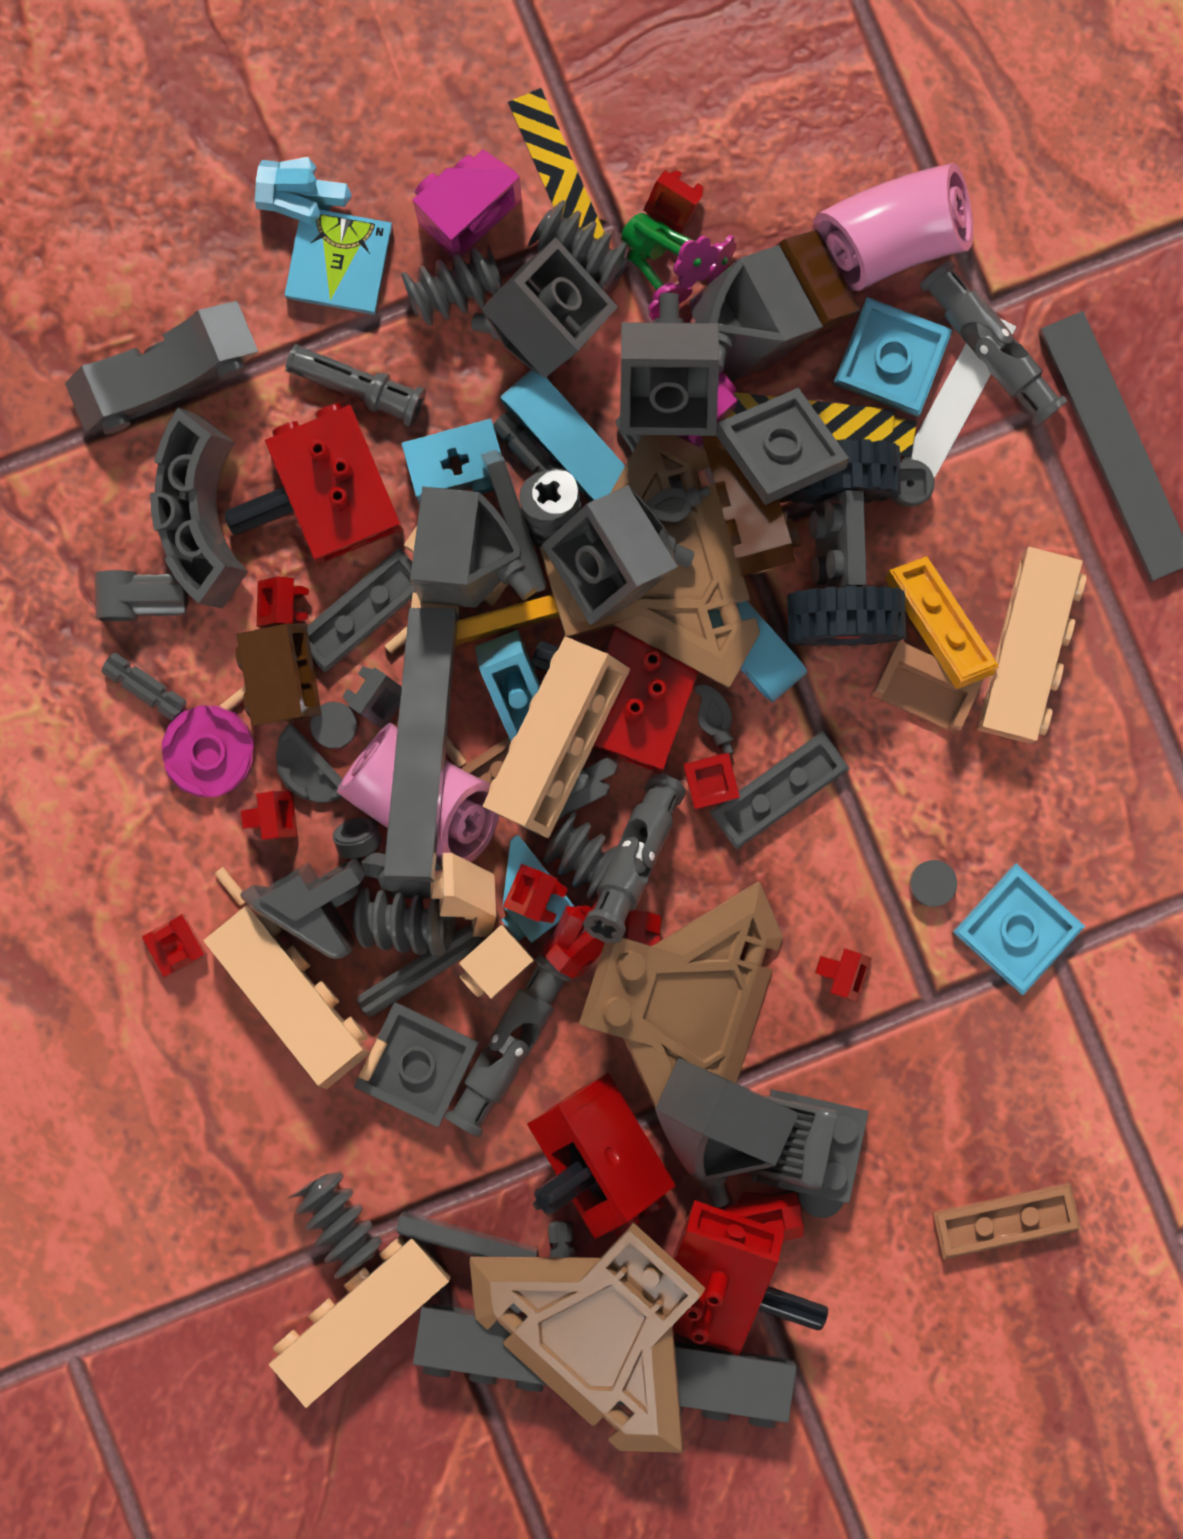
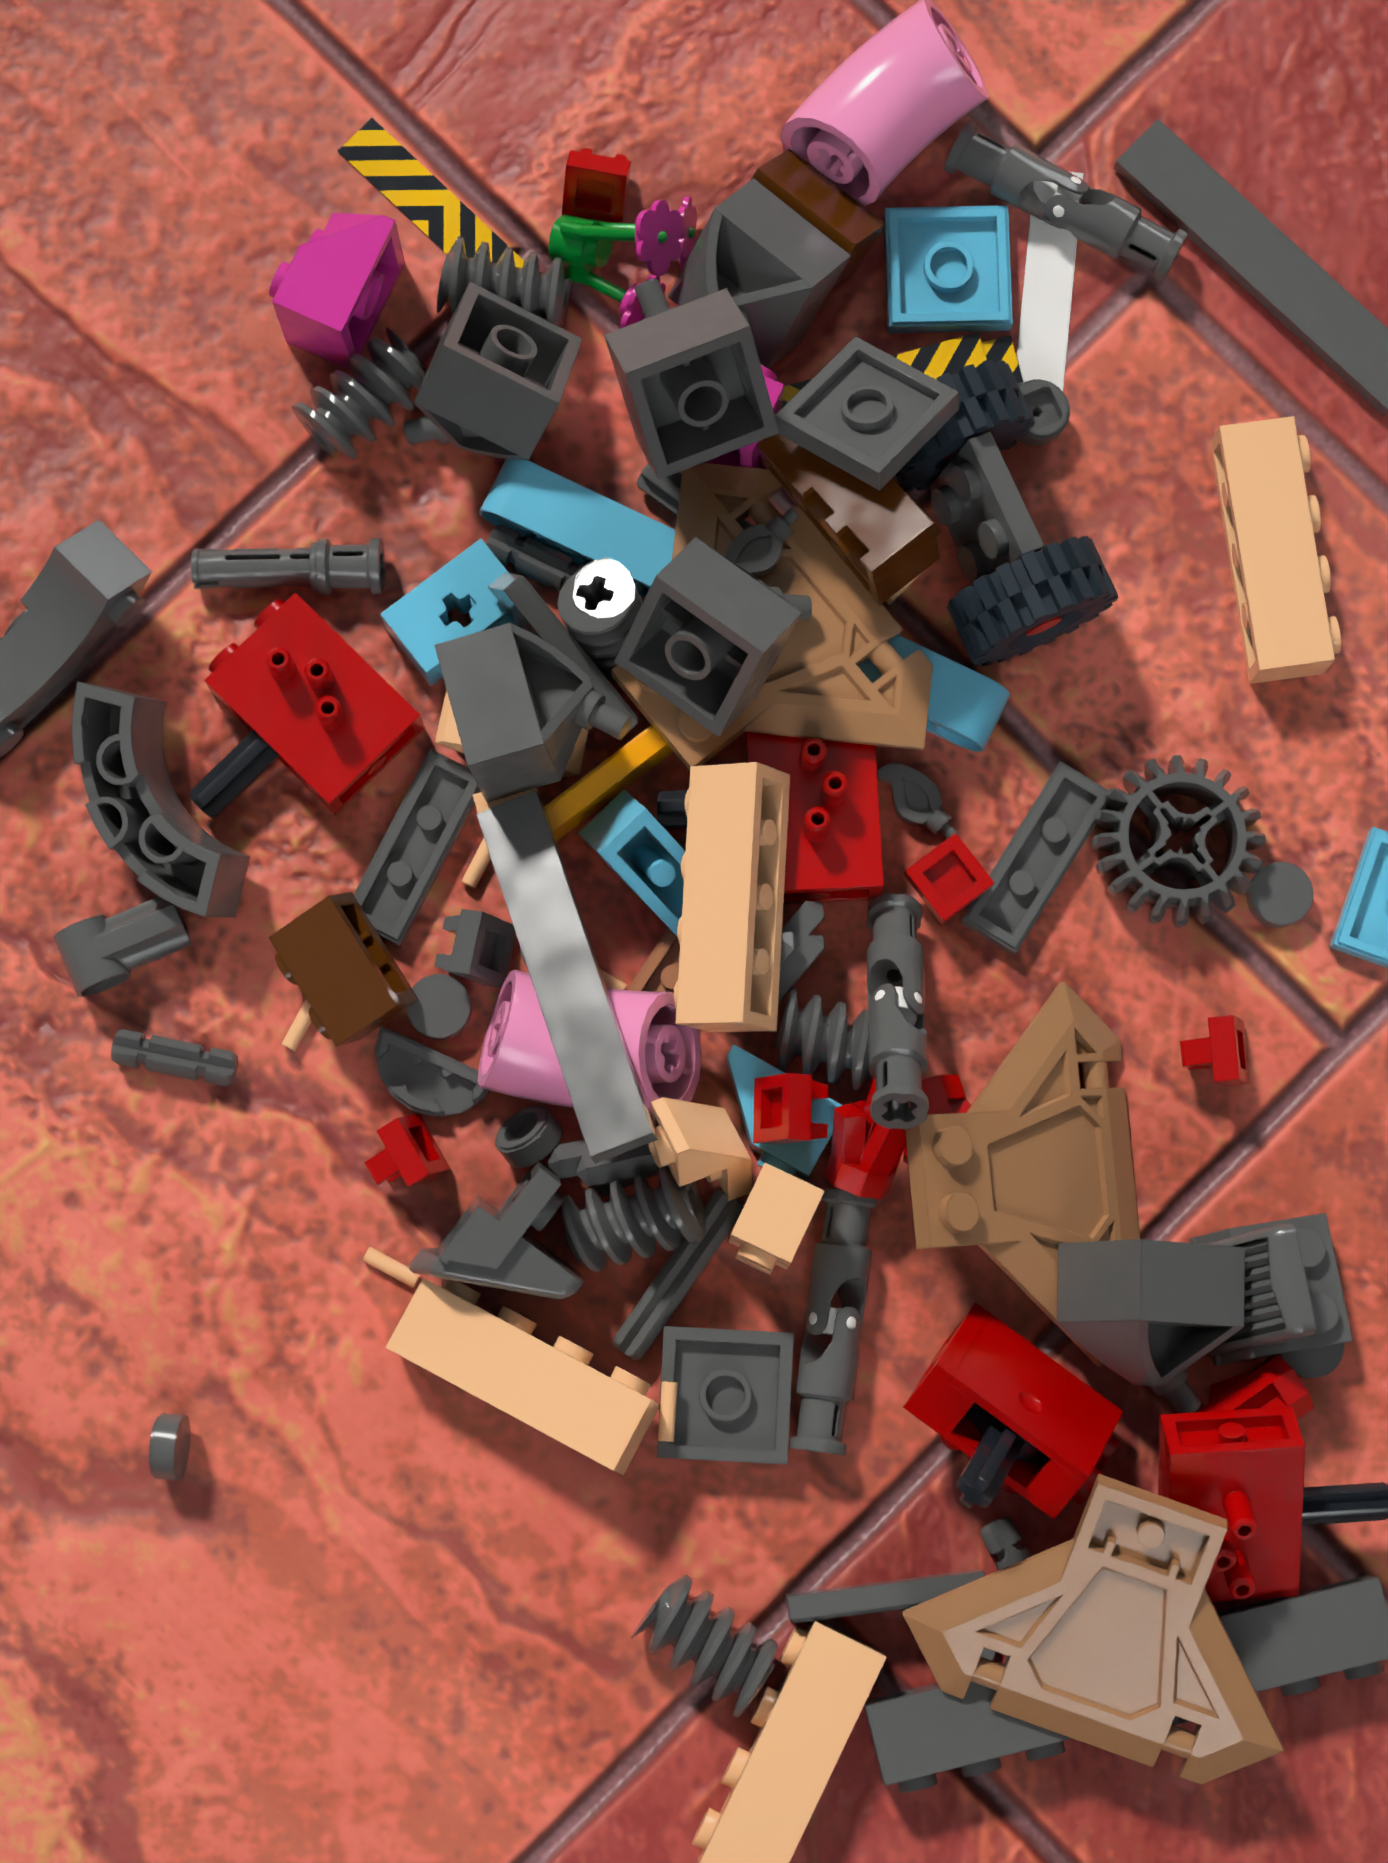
camera: 25 degrees left, 5 degrees down
(36, 945) = (169, 1446): none -> dark grey tile
(174, 945) = (348, 1373): red tile -> none
(208, 751) = (290, 1105): dark pink tile -> none
(276, 602) = (301, 877): red tile -> none
(294, 190) = (117, 360): medium azure rock -> none
(339, 262) = (205, 426): medium azure tile -> none
(872, 798) = (1162, 817): none -> dark grey gear
(921, 687) = (1168, 652): nougat panel -> none
(942, 623) = (1156, 565): light orange tile -> none

